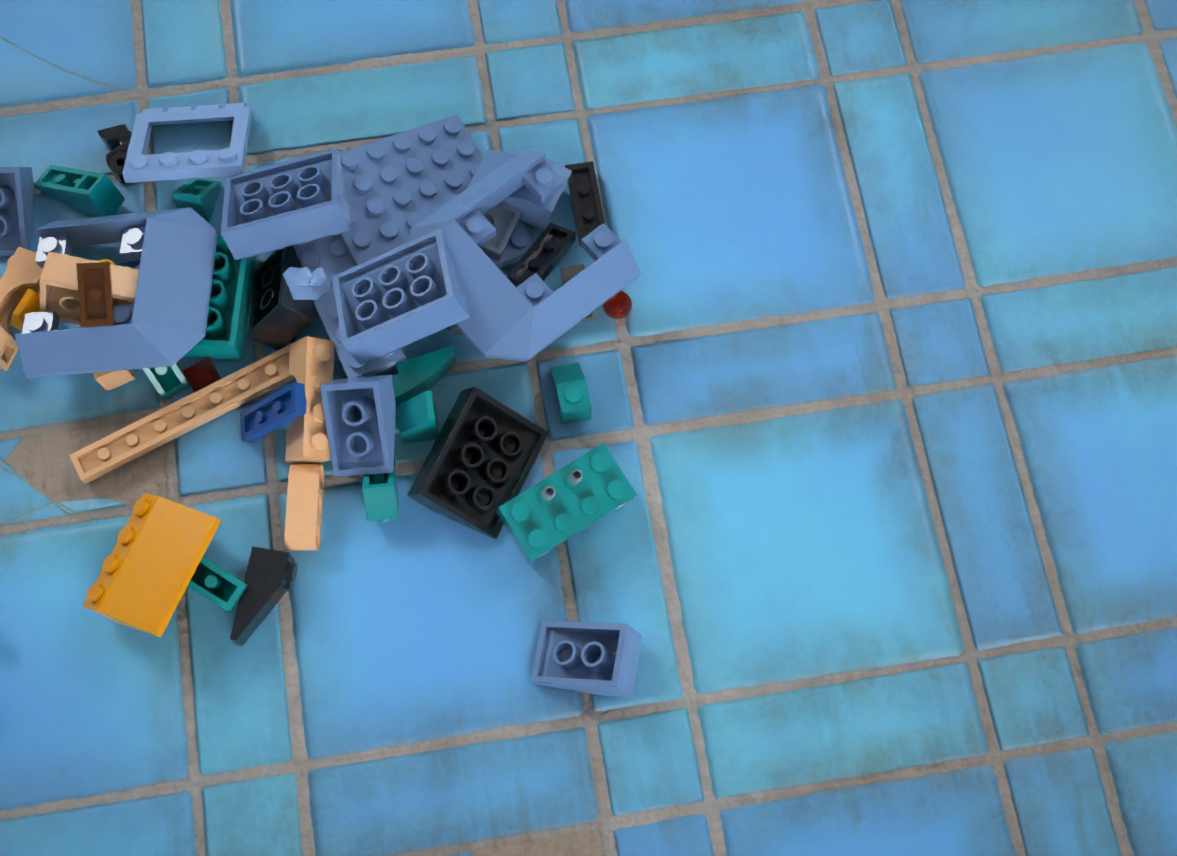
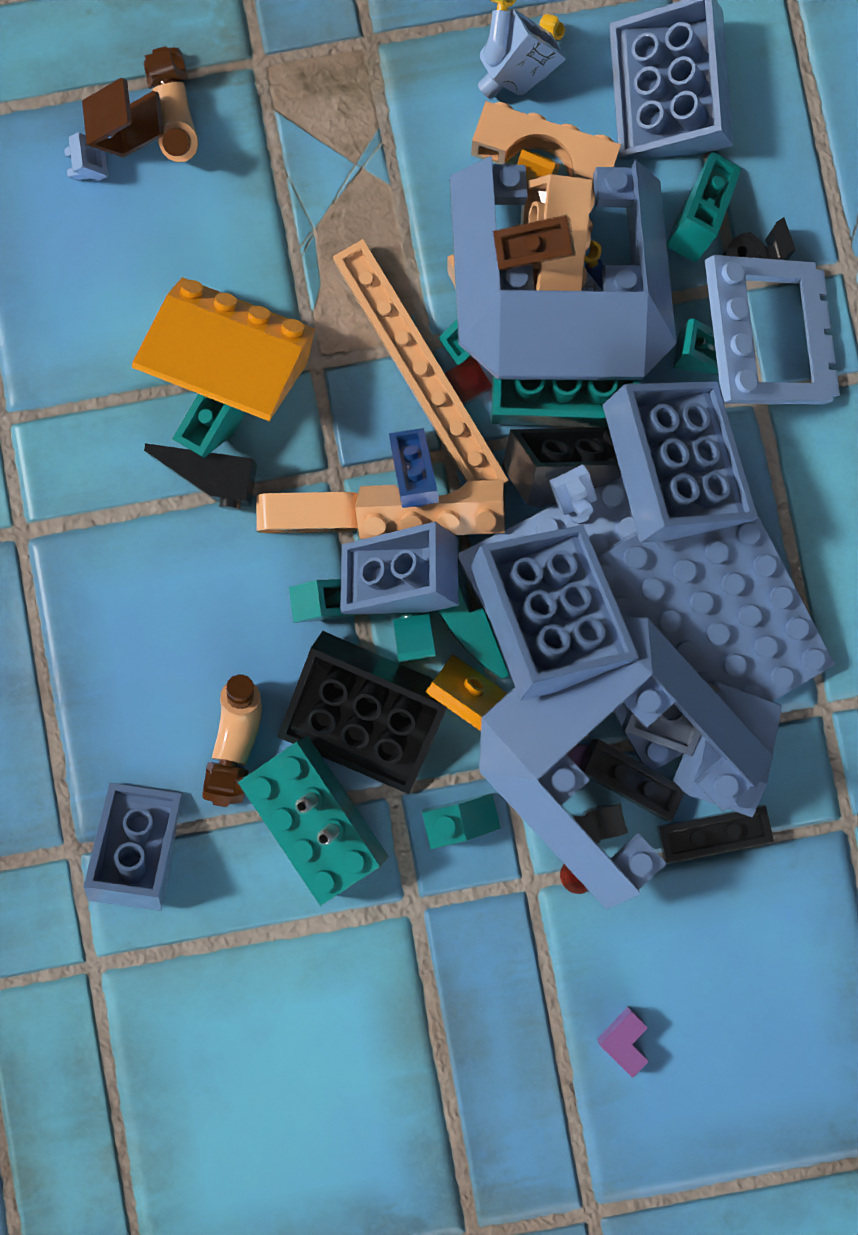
camera: 90 degrees right, 15 degrees up
(464, 377) = (465, 691): none -> light orange plate
(490, 569) = (235, 738): none -> piece
(747, 277) = (619, 1040): none -> medium lavender piece

